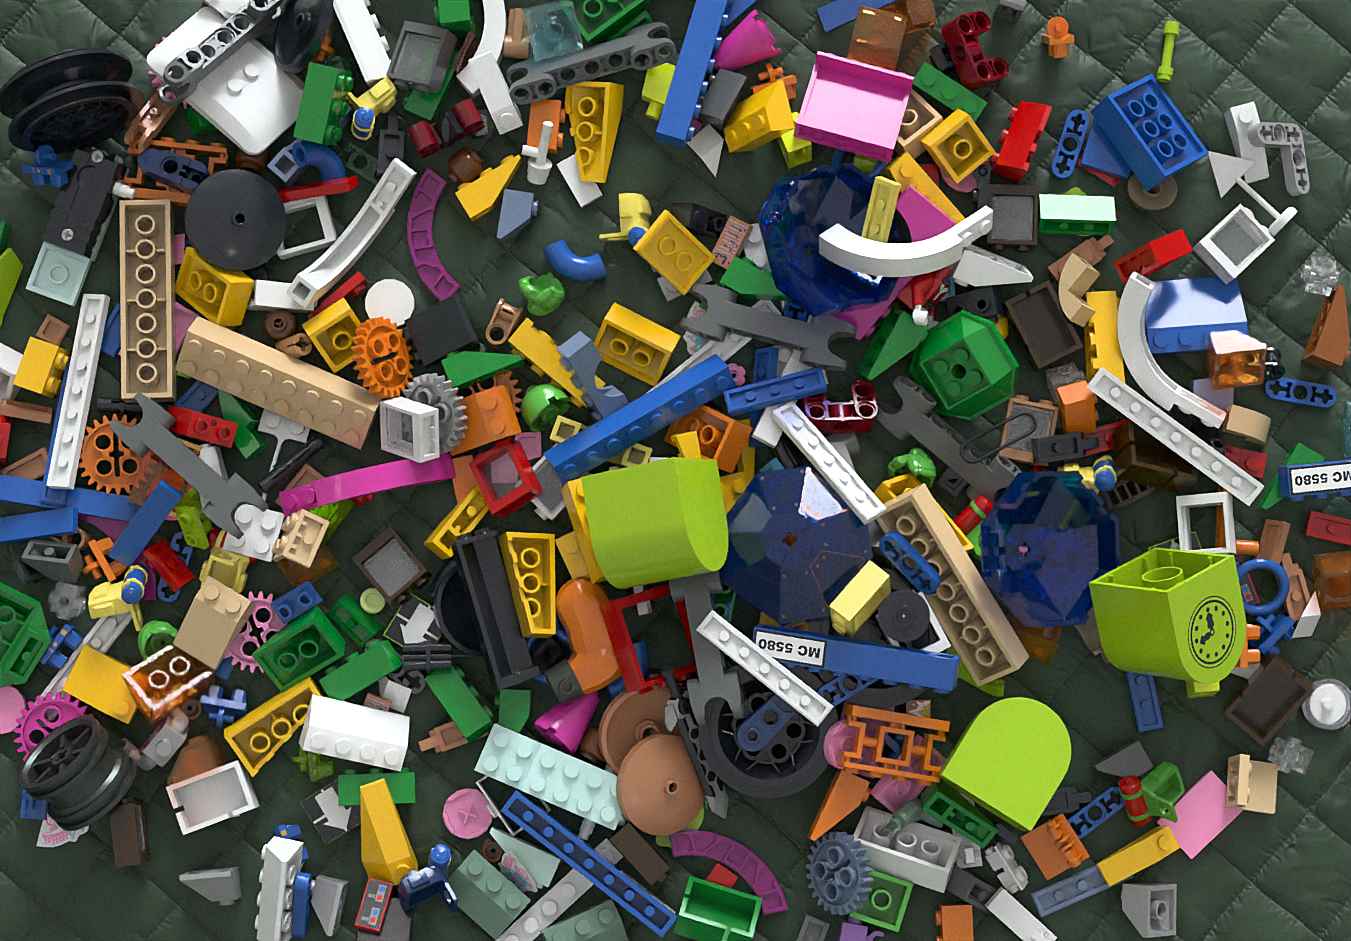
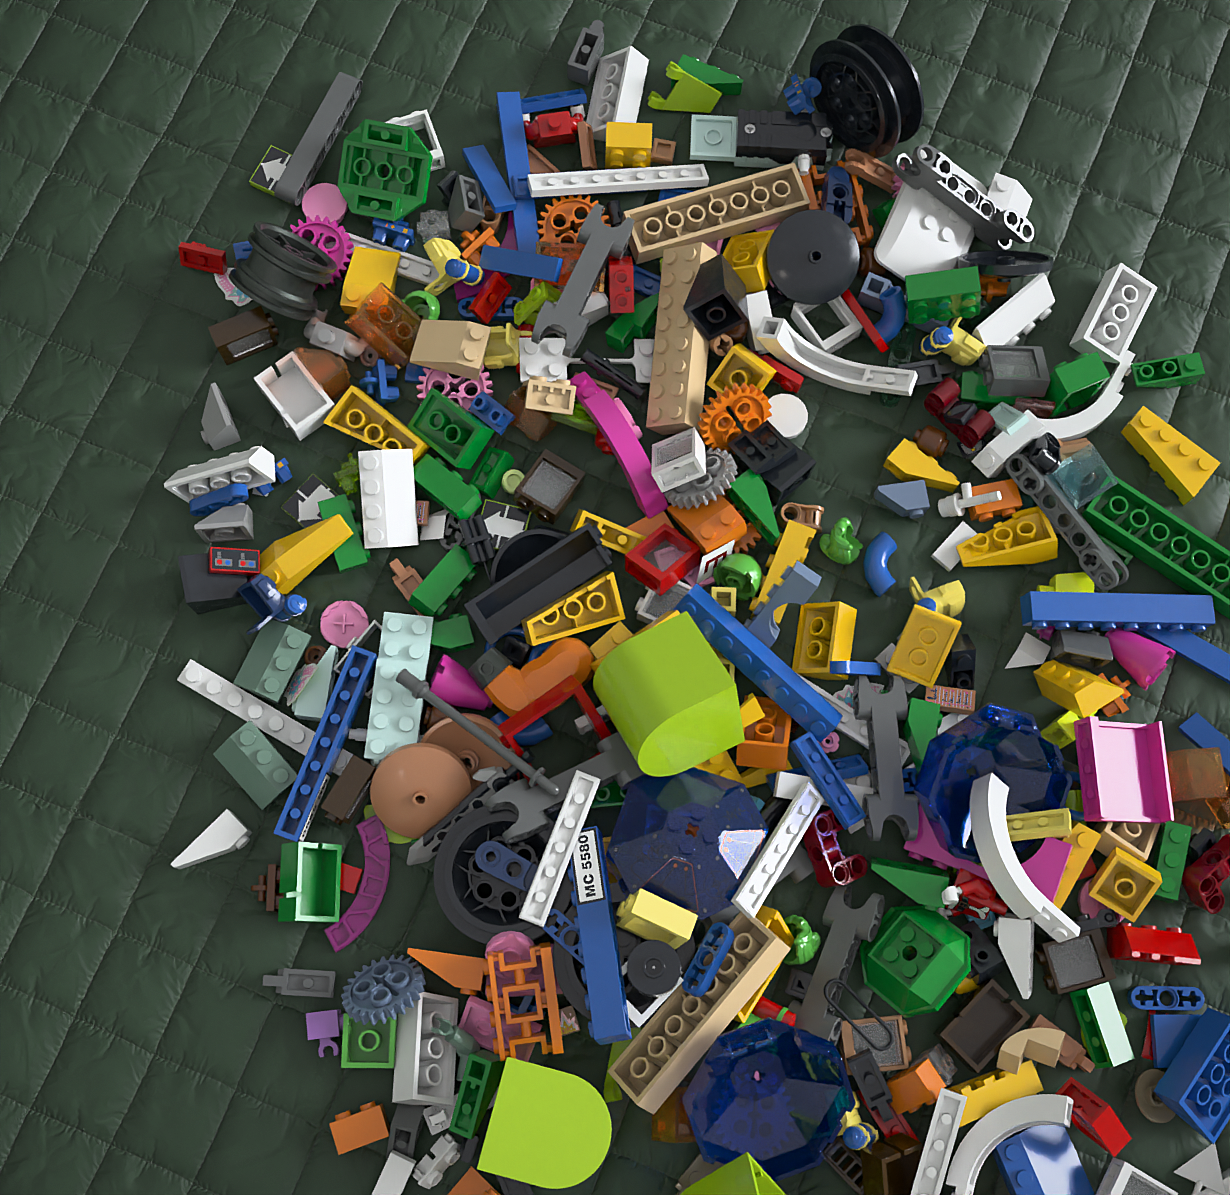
camera: 70 degrees right, 10 degrees down
(19, 860) = (203, 258): none -> red hinge
(253, 334) = (717, 298): none -> black slope
(346, 466) = (628, 417): none -> bright pink tile
(421, 236) = (856, 424): magenta tile -> none
(423, 341) = (762, 448): none -> black slope
(470, 85) = (1008, 418): none -> light aqua tile
(517, 59) = (1046, 453): none -> black piece
(525, 433) = (712, 559): none -> white sticker
(569, 755) = (420, 690): none -> dark grey bar
(673, 325) = (855, 668): none -> blue beam

